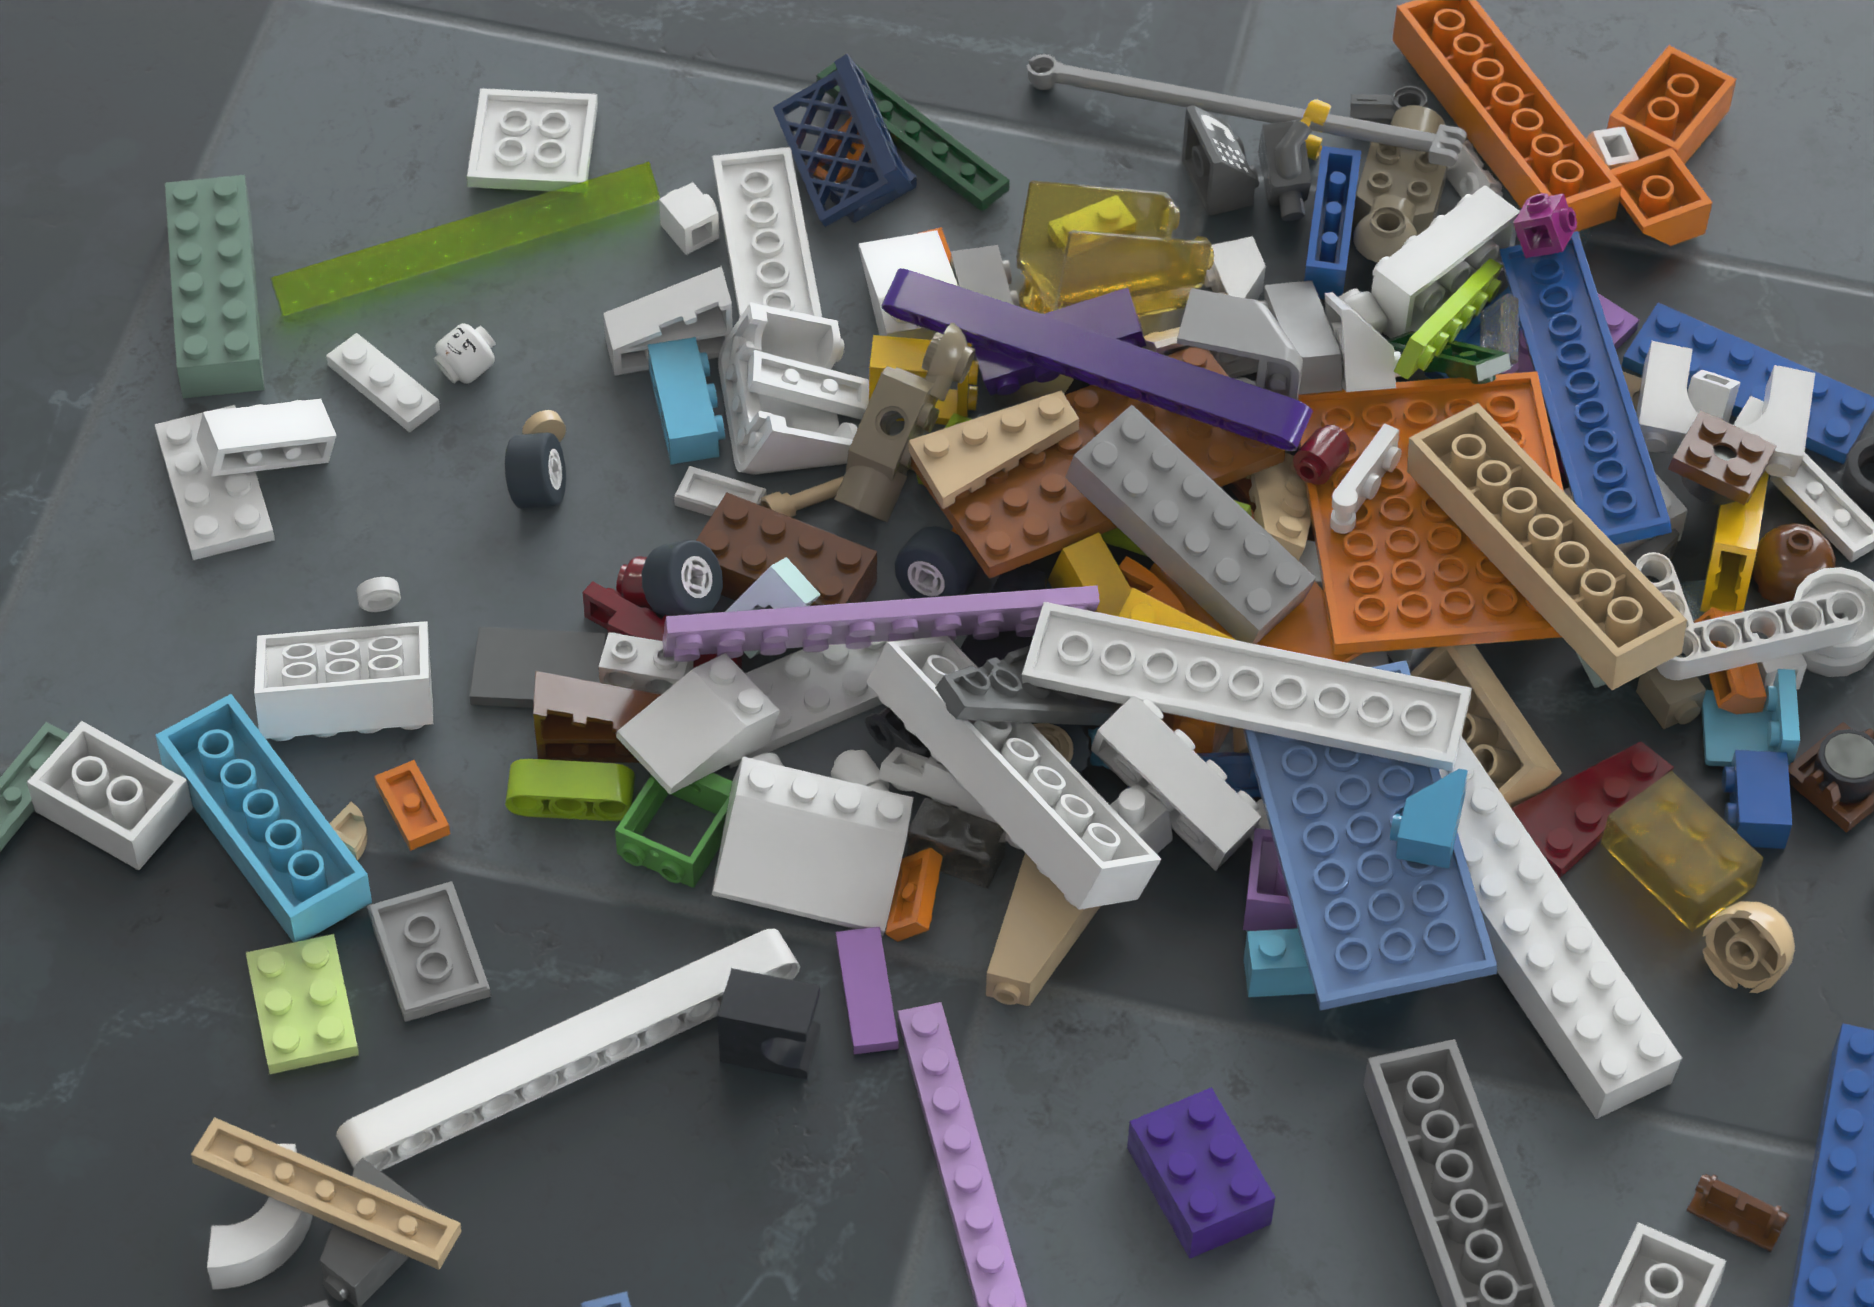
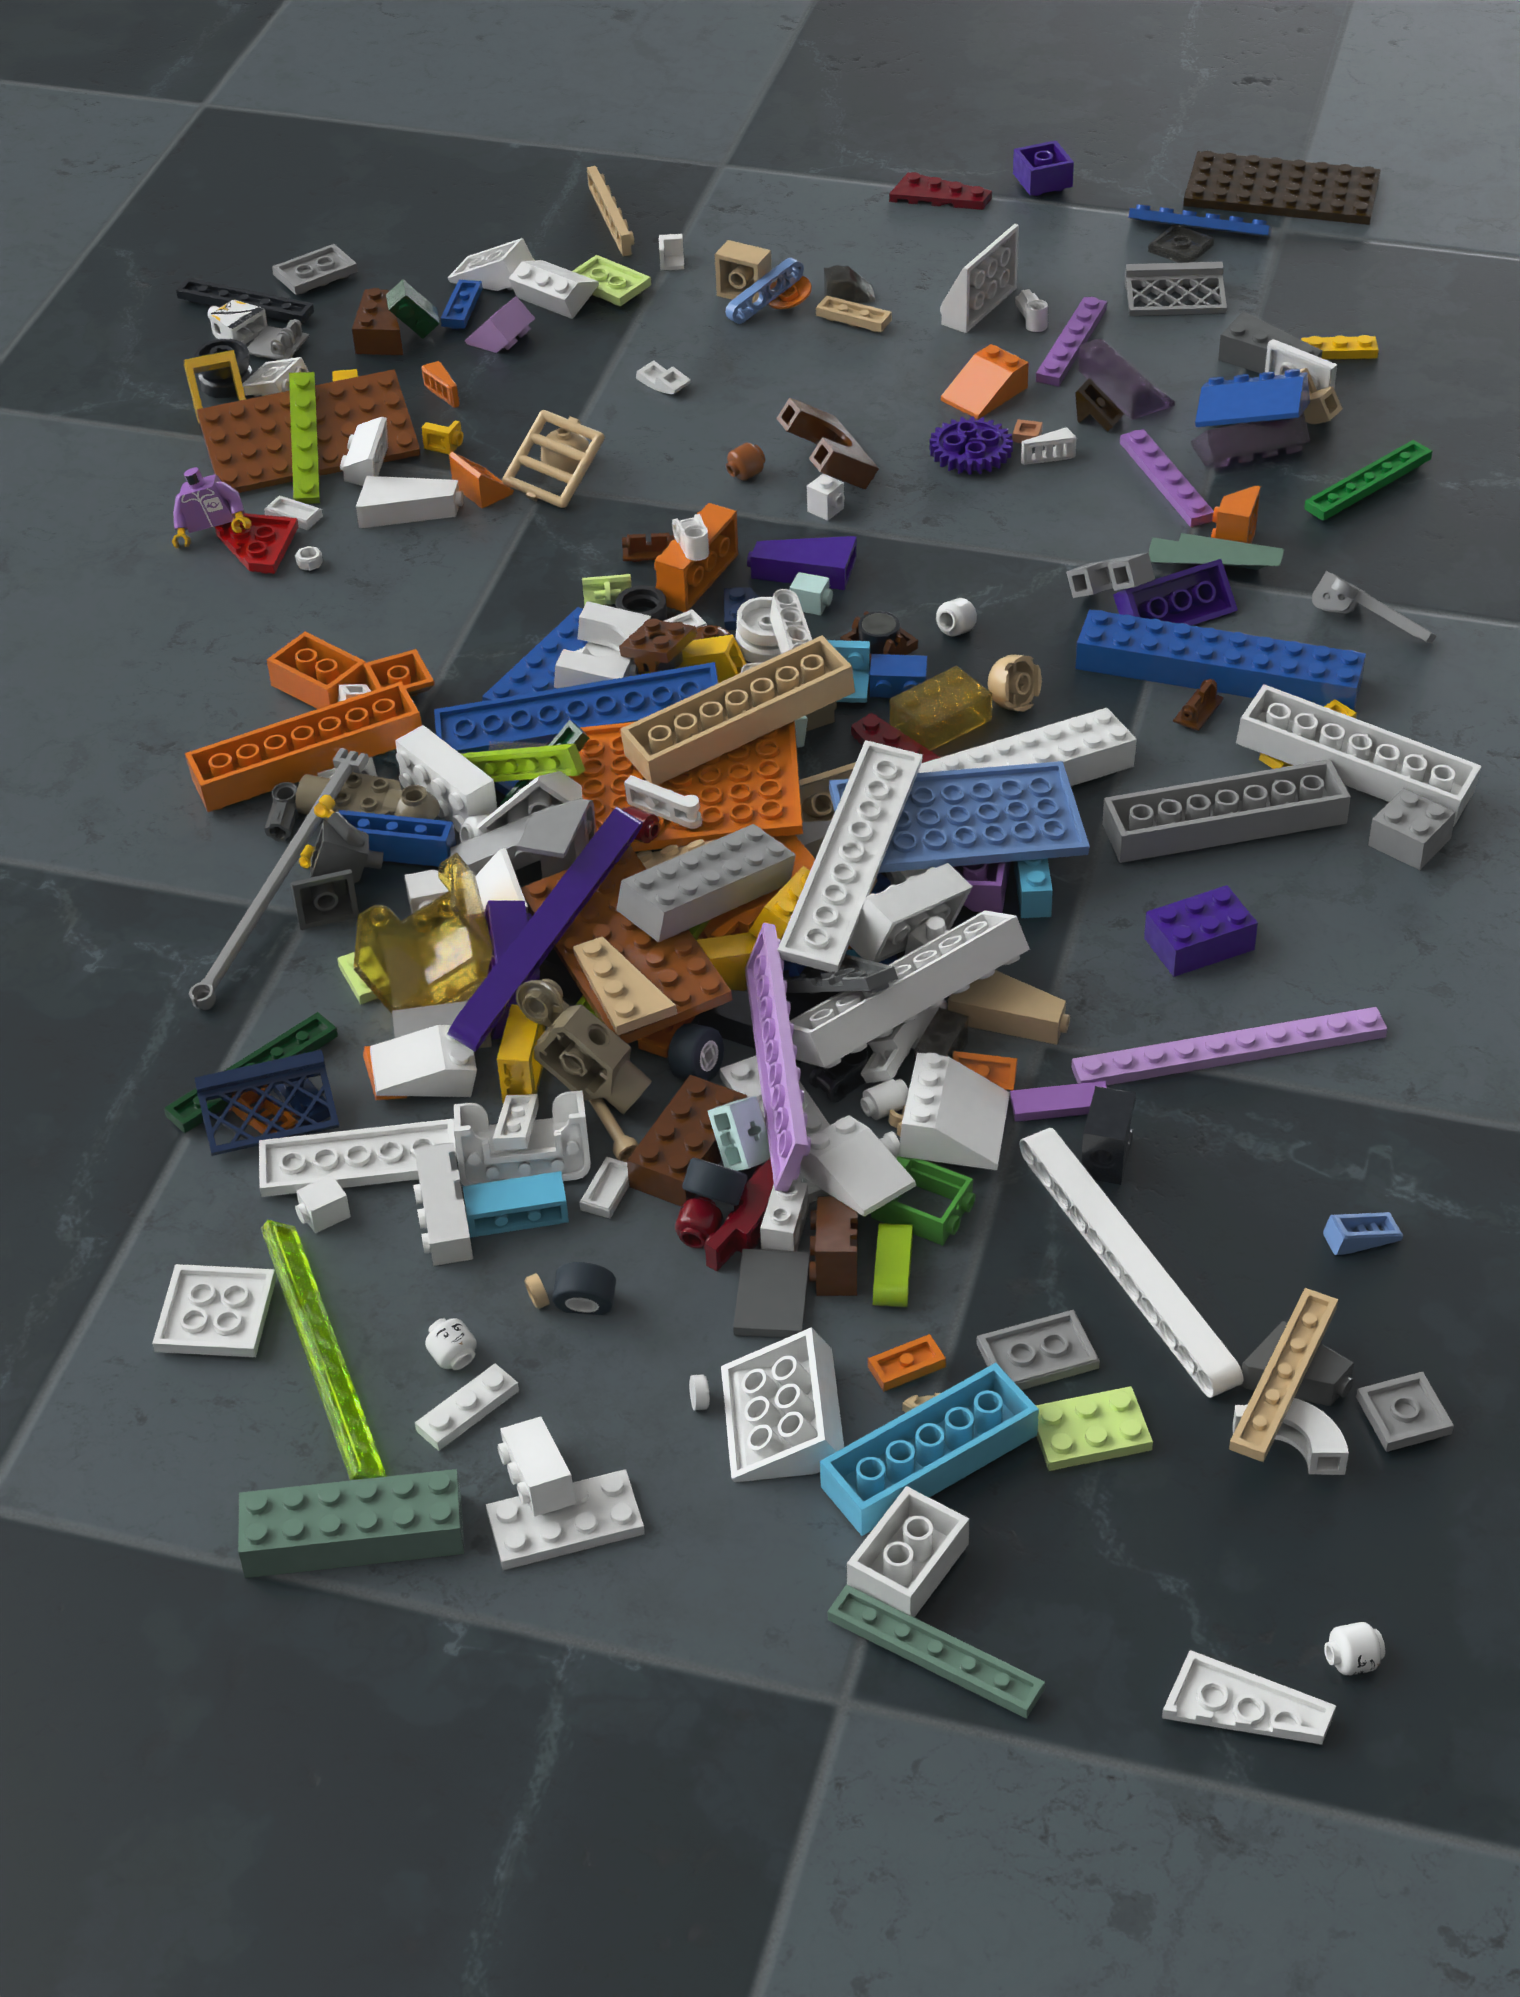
camera: 85 degrees left, 10 degrees down
(1431, 821) = (963, 769): dark azure slope -> none
(1545, 225) = (439, 712): magenta brick -> none

